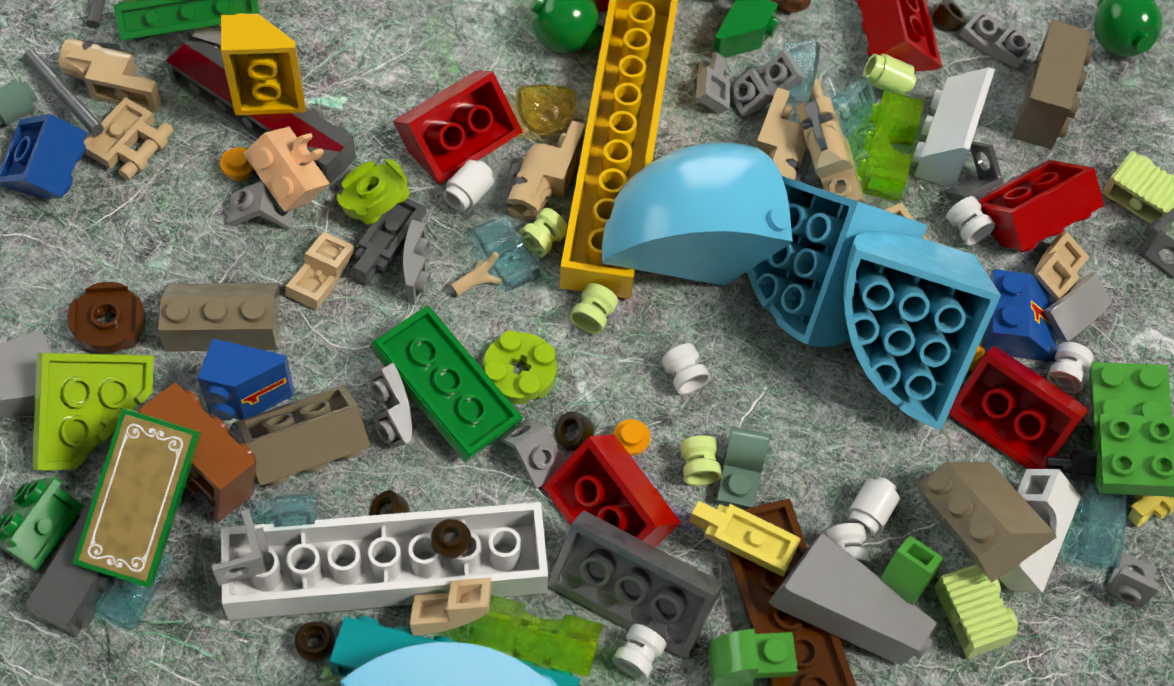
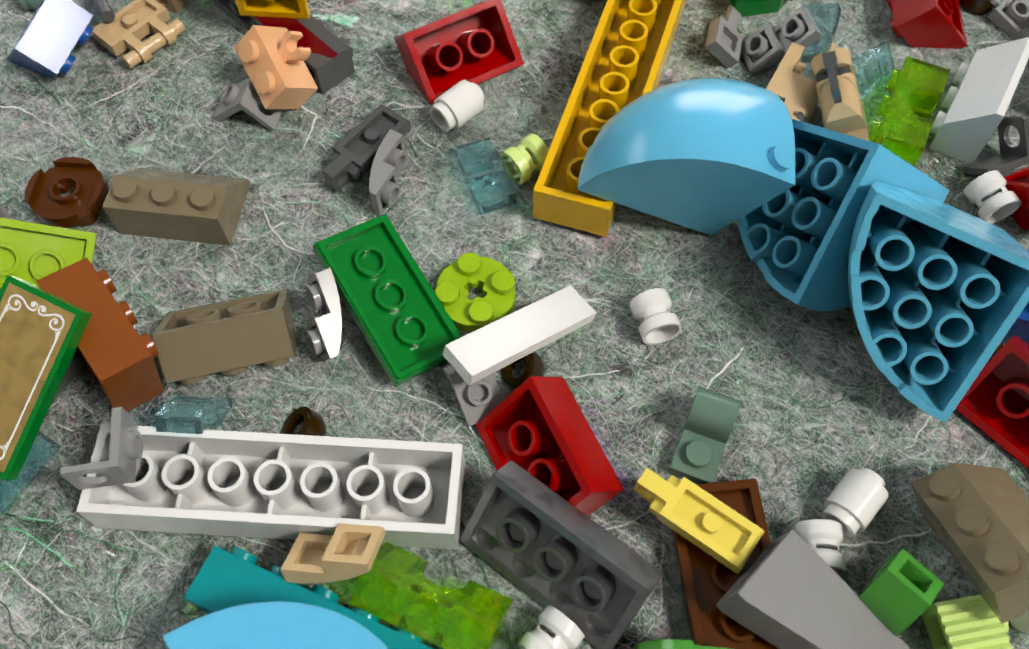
camera: 15 degrees right, 0 degrees up
(235, 164) = (232, 66): light orange plate -> none
(243, 380) = (174, 268): blue slope -> none
(312, 630) = (174, 560): dark brown plate -> none
(322, 269) = (295, 170): tan slope -> none
(388, 185) = (359, 99): lime plate -> none
(450, 549) = (352, 485): dark brown plate -> none
(477, 276) = (448, 195): tan bar -> none
(544, 173) = (535, 103): tan plate -> none
(545, 107) = (548, 41): clear yellow helmet -> none
(570, 400) = (518, 334): none -> white tile
(595, 306) = (567, 238): yellowish green wheel -> none
(633, 436) = (585, 383): light orange plate -> none
(700, 460) = (657, 420): yellowish green wheel -> none
(889, 74) = (913, 41): yellowish green brick -> none

